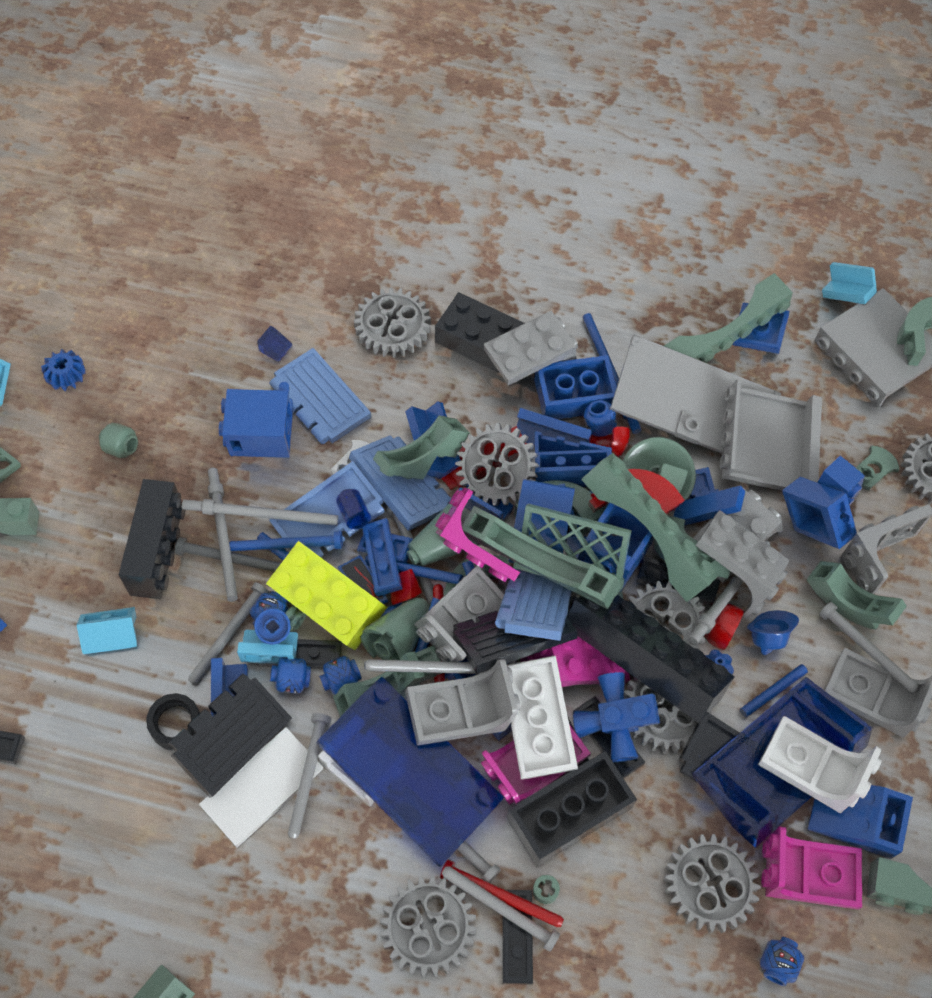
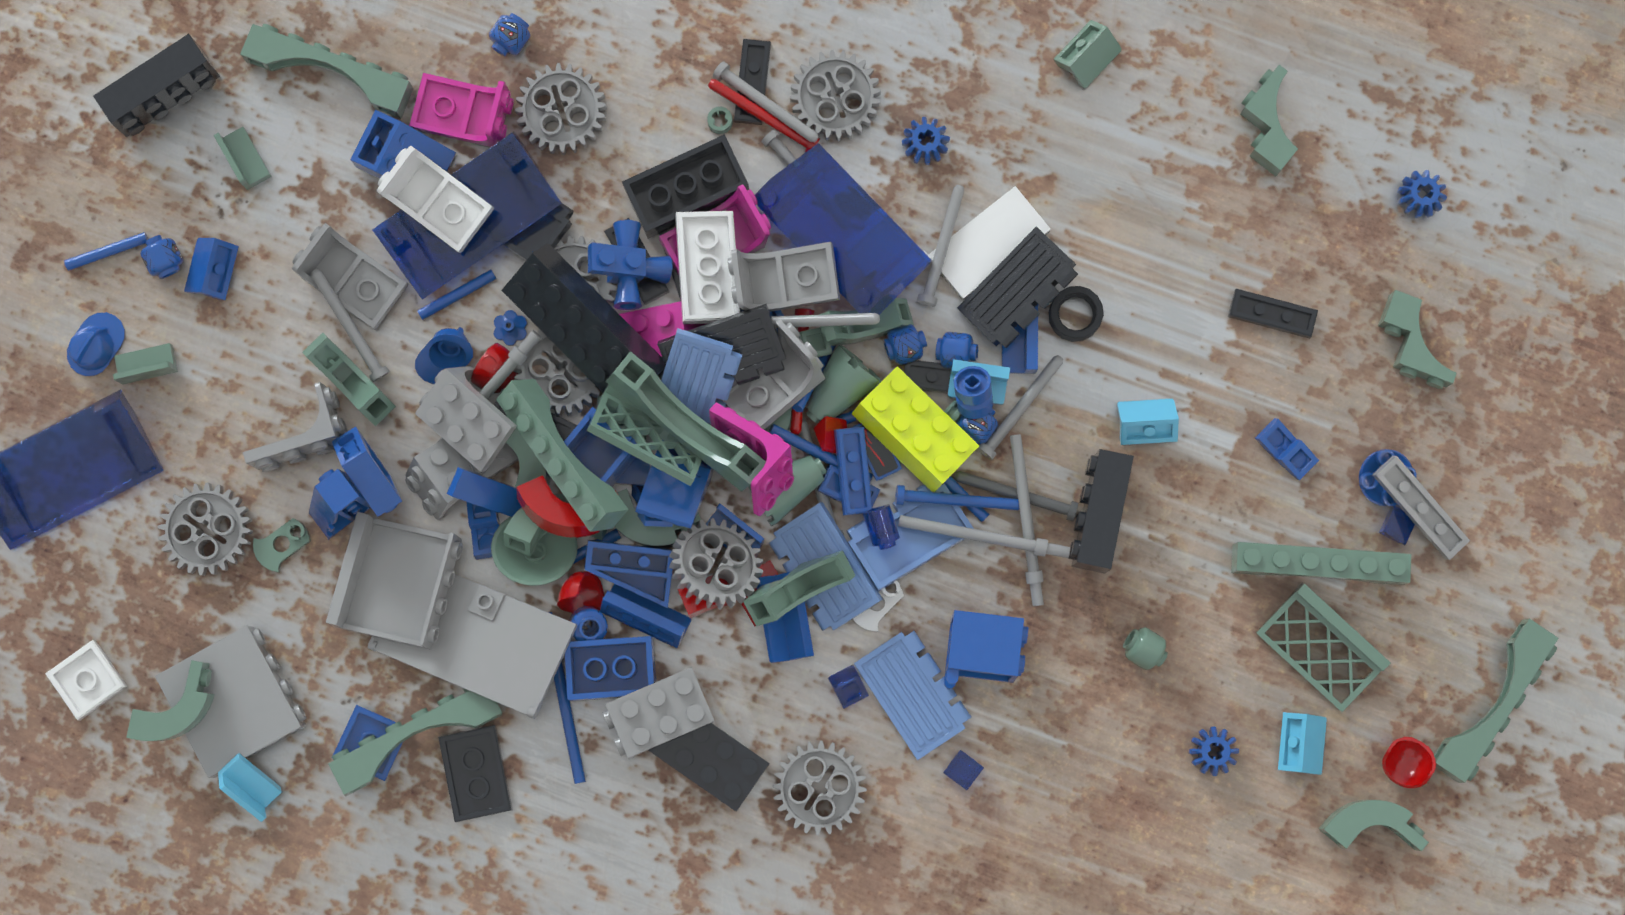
camera: 170 degrees left, 20 degrees up
(334, 893) = (919, 133): none -> blue gear
(375, 398) = (848, 686): none -> clear blue slope
(670, 312) = (475, 773): none -> black tile

